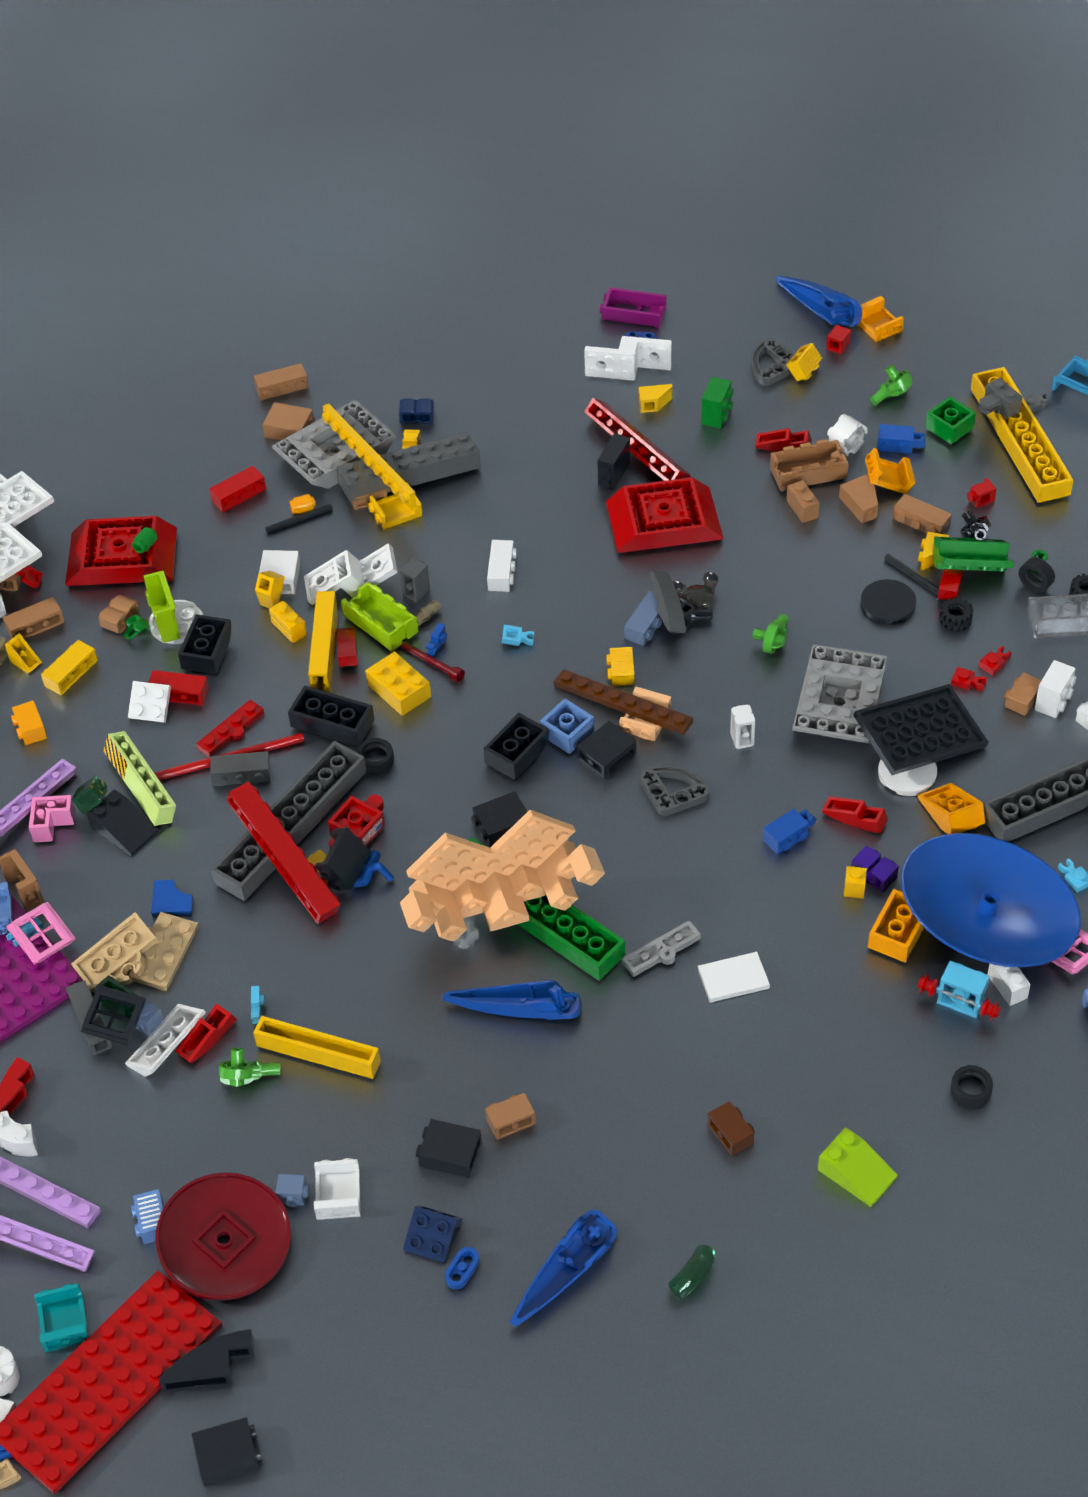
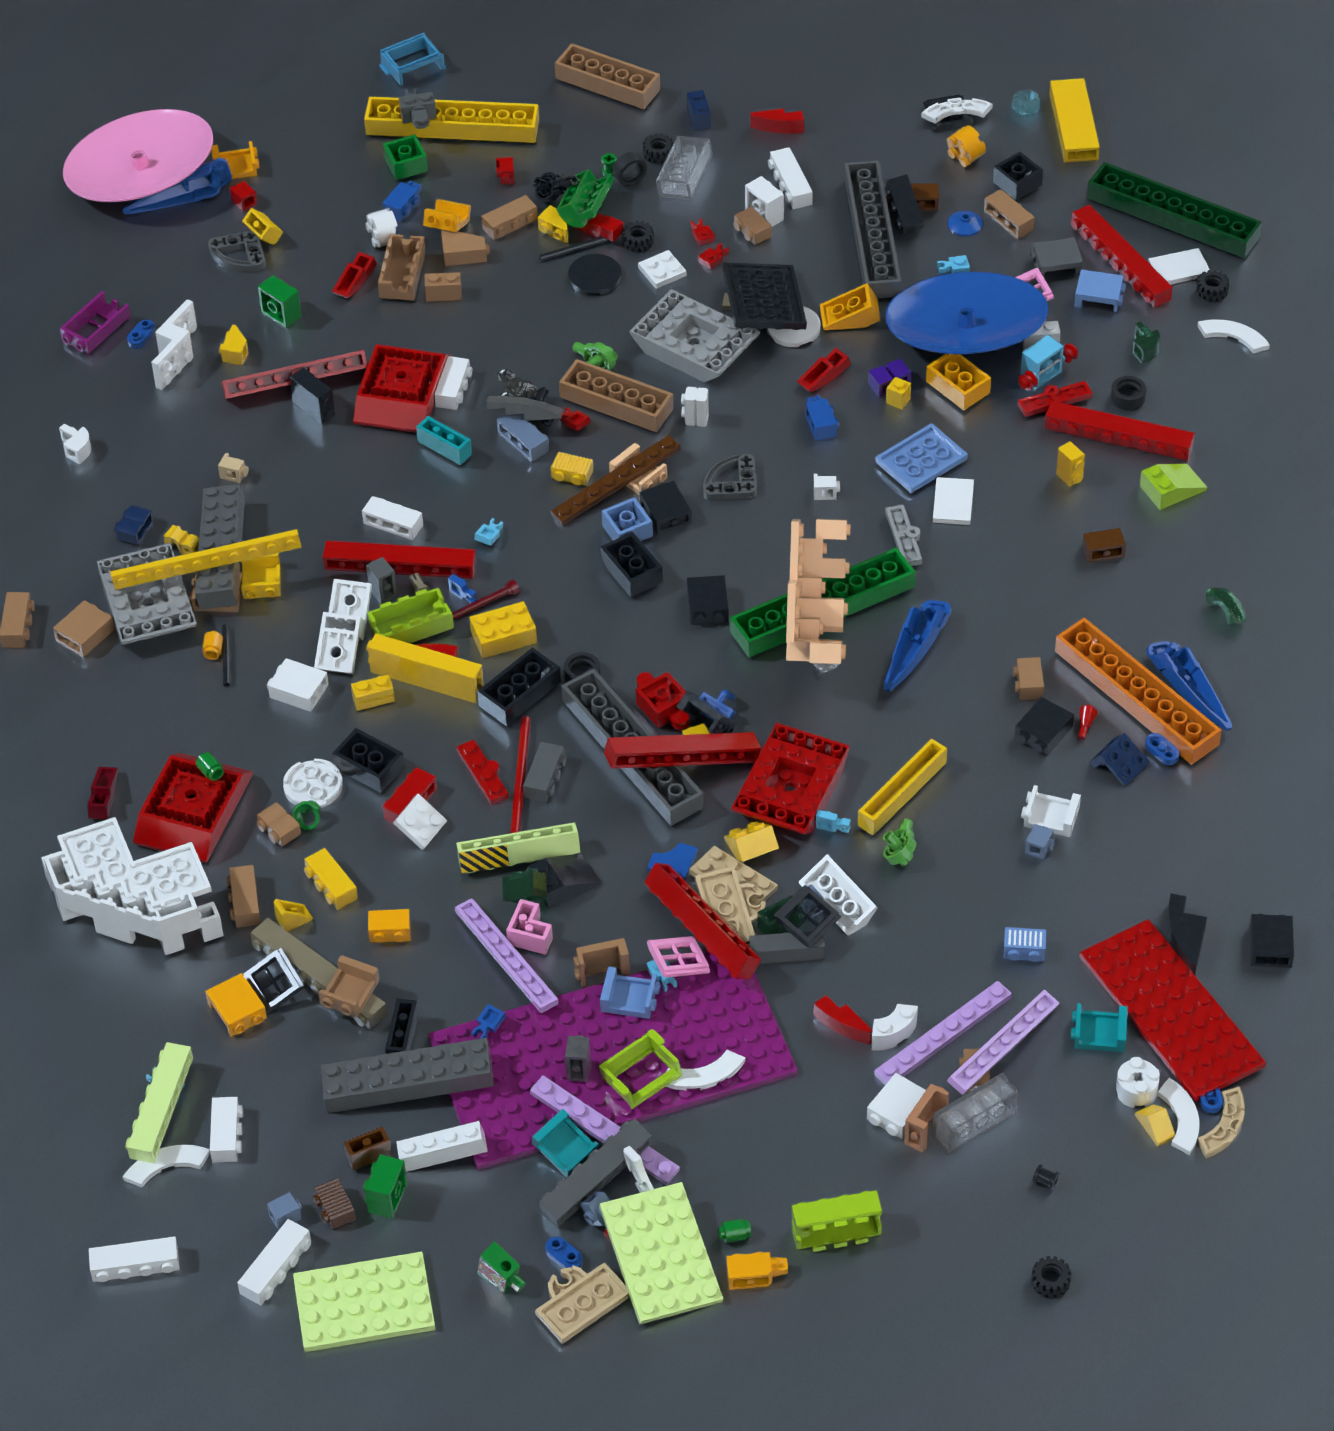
camera: 70 degrees left, 0 degrees up
(87, 937) = (702, 921): none -> red brick
(117, 496) = (102, 793): none -> dark red slope
(162, 605) = (308, 786): lime piece -> none
(206, 1034) = (846, 861): red slope -> none
(210, 948) = (751, 841): none -> yellow slope
(218, 1207) = (1061, 871): dark red dish -> none
(237, 488) = (157, 690): red brick -> none
(265, 944) = (796, 761): none -> red slope
(269, 588) = (329, 690): yellow slope -> none
(453, 588) = (402, 558): none -> red brick
(478, 1184) = (1086, 717): none -> red cone
(491, 348) = (77, 443): none -> white brick
(509, 445) = (232, 469): none -> tan brick
(527, 1220) = (1137, 690): none -> orange brick
(607, 565) = (444, 440): none -> teal brick
(686, 548) = (453, 383): none -> white brick
(688, 648) = (575, 420): none -> red plate
(694, 863) = (825, 487): none -> white brick
(728, 664) = (616, 395): none -> medium nougat brick
(777, 930) = (921, 458): none -> medium blue plate
(825, 1059) = (1070, 463): none -> yellow brick
(836, 257) = (138, 155): none -> bright pink dish
(896, 384) = (335, 178): bright green pin -> none
(908, 1096) = (1119, 430): none -> red brick
(925, 647) = (662, 269): none -> white plate
(926, 1021) = (1068, 395): none -> red hinge
(1056, 1084) = (1145, 343): none -> clear green brick

